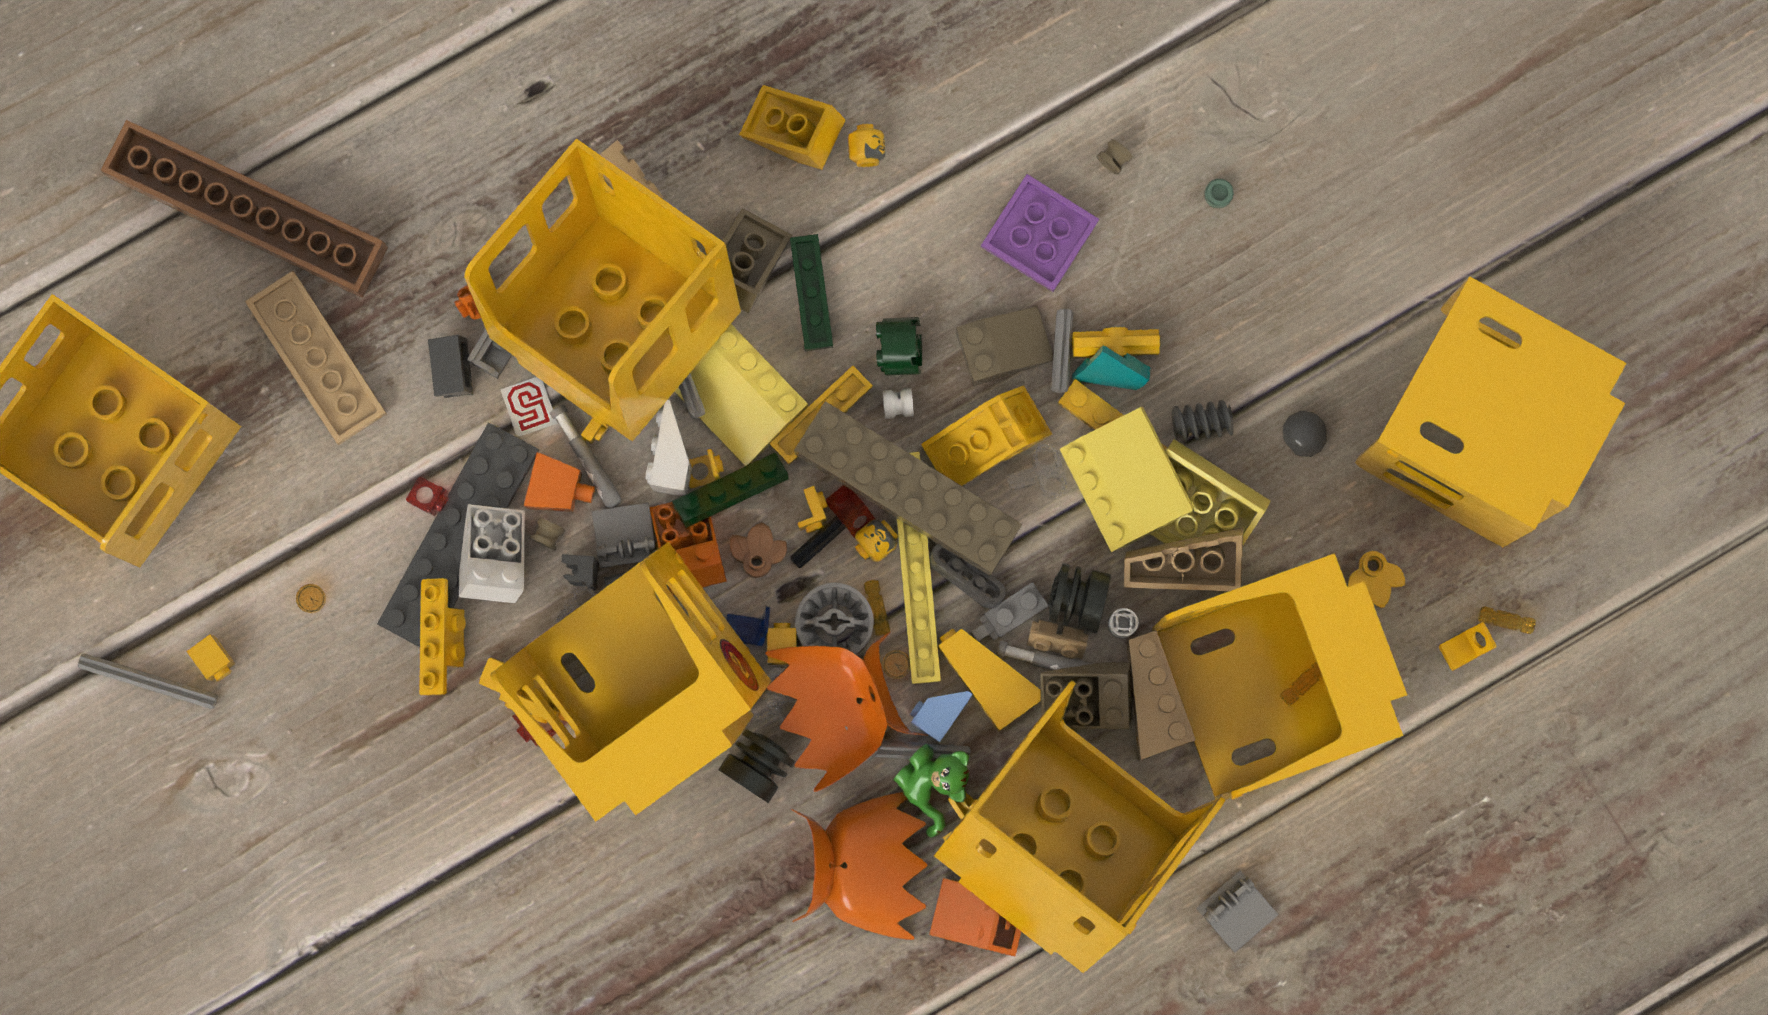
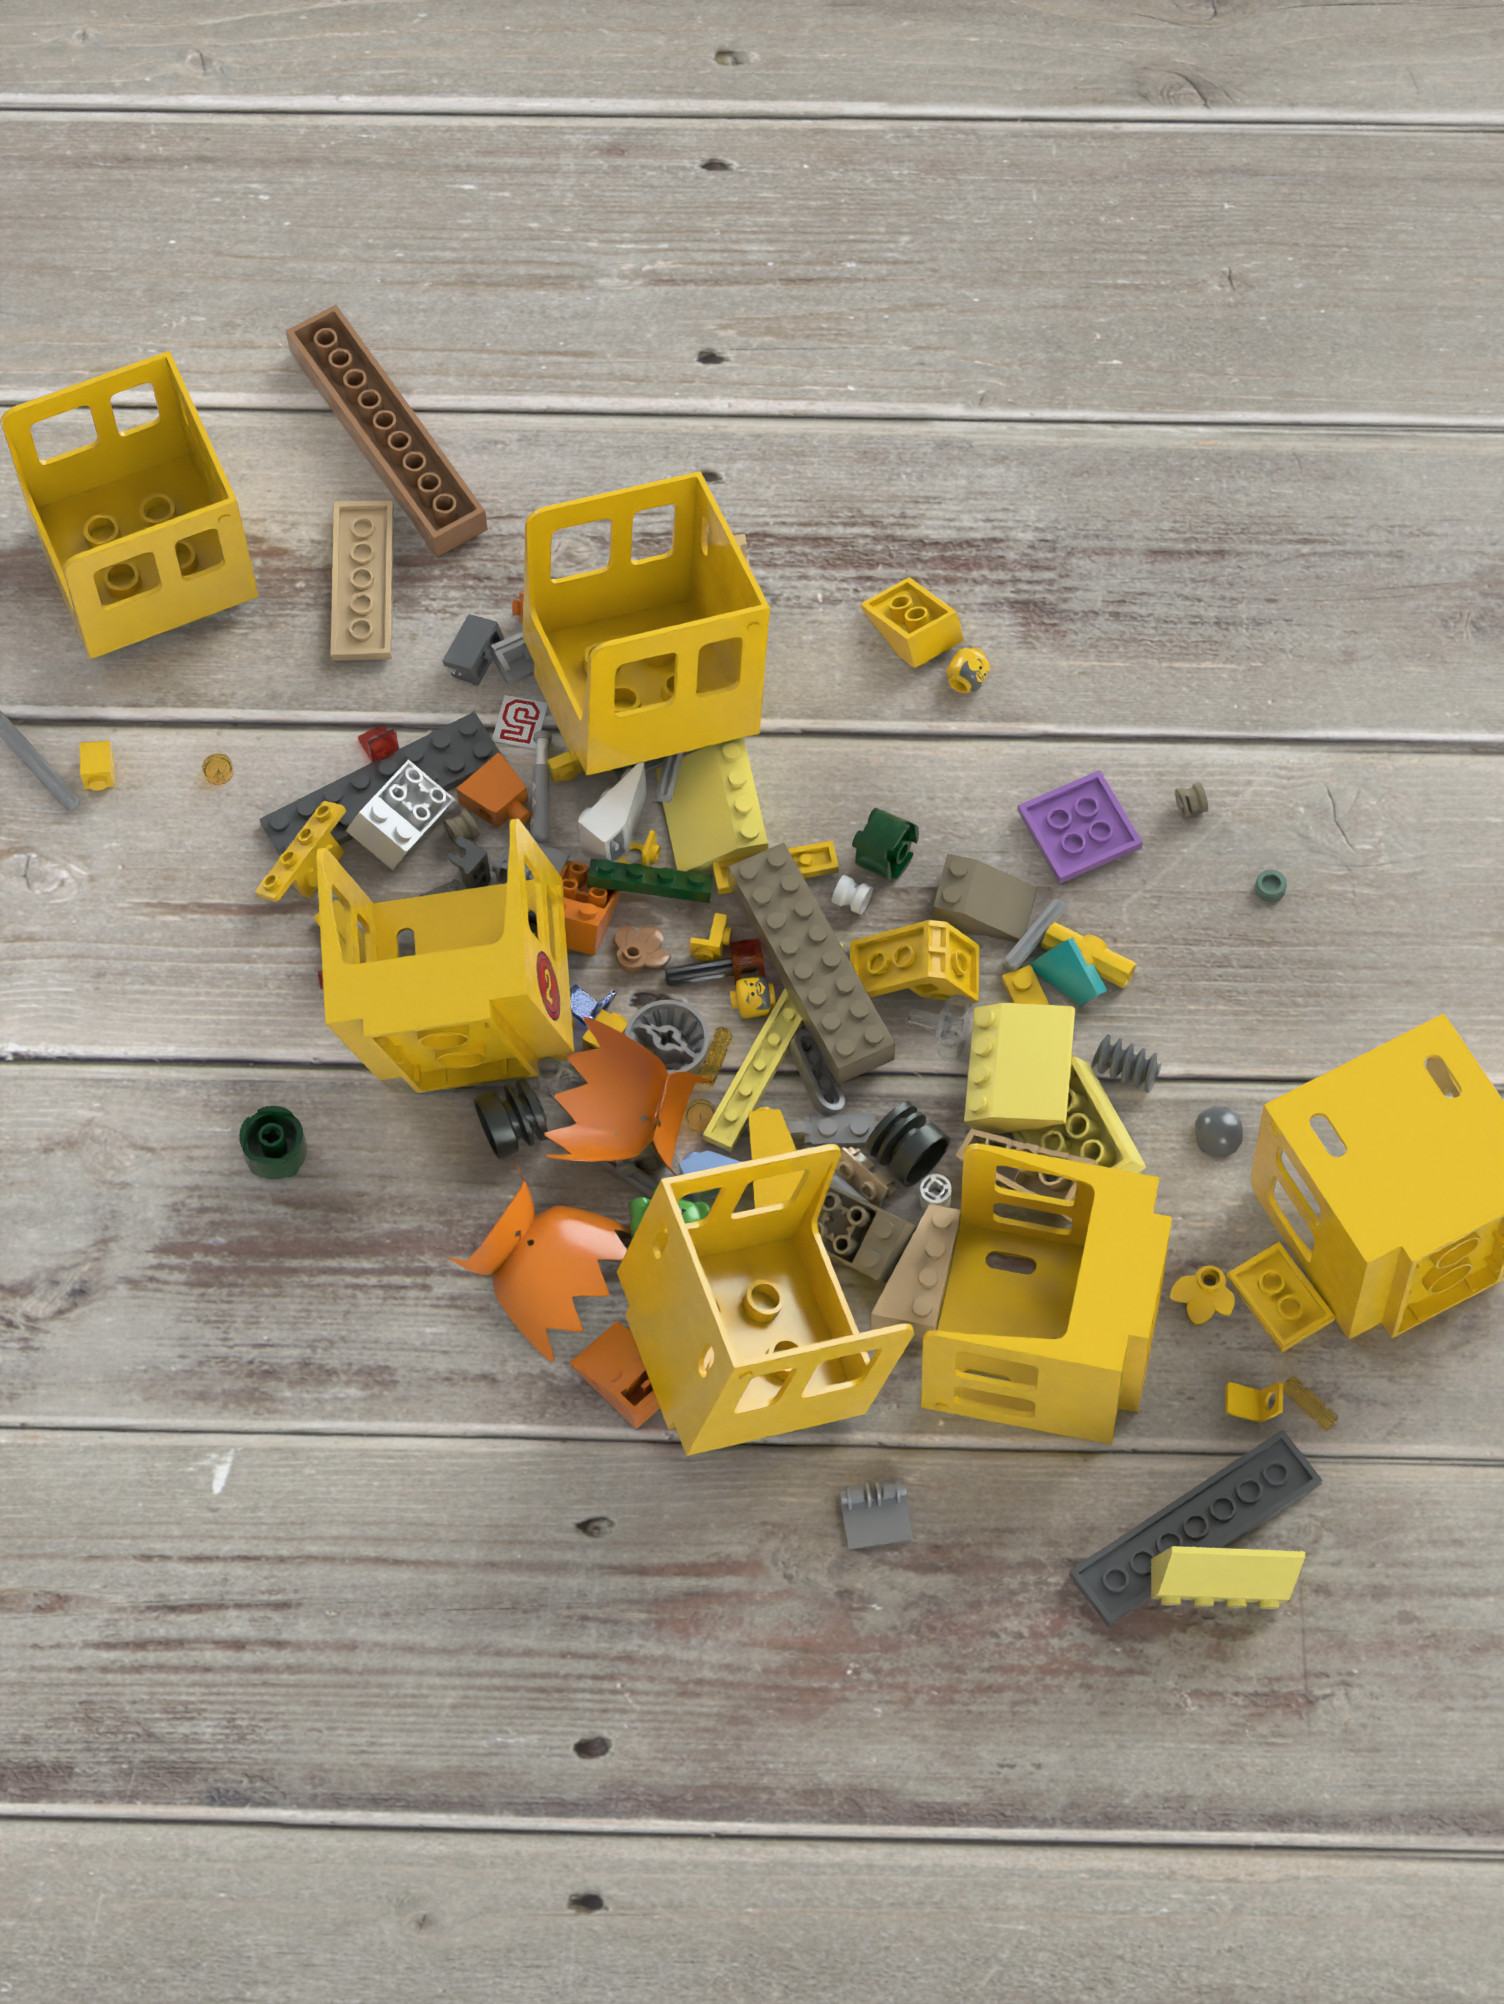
camera: 35 degrees right, 20 degrees down
(565, 892) = (273, 1143): none -> dark green brick
(753, 253) = (799, 704): dark tan slope -> none
(811, 292) = (836, 763): dark green plate -> none
(1432, 544) = (1280, 1297): none -> yellow tile
(1482, 775) = (1207, 1516): none -> dark grey plate
(1534, 808) = (1225, 1576): none -> light yellow slope

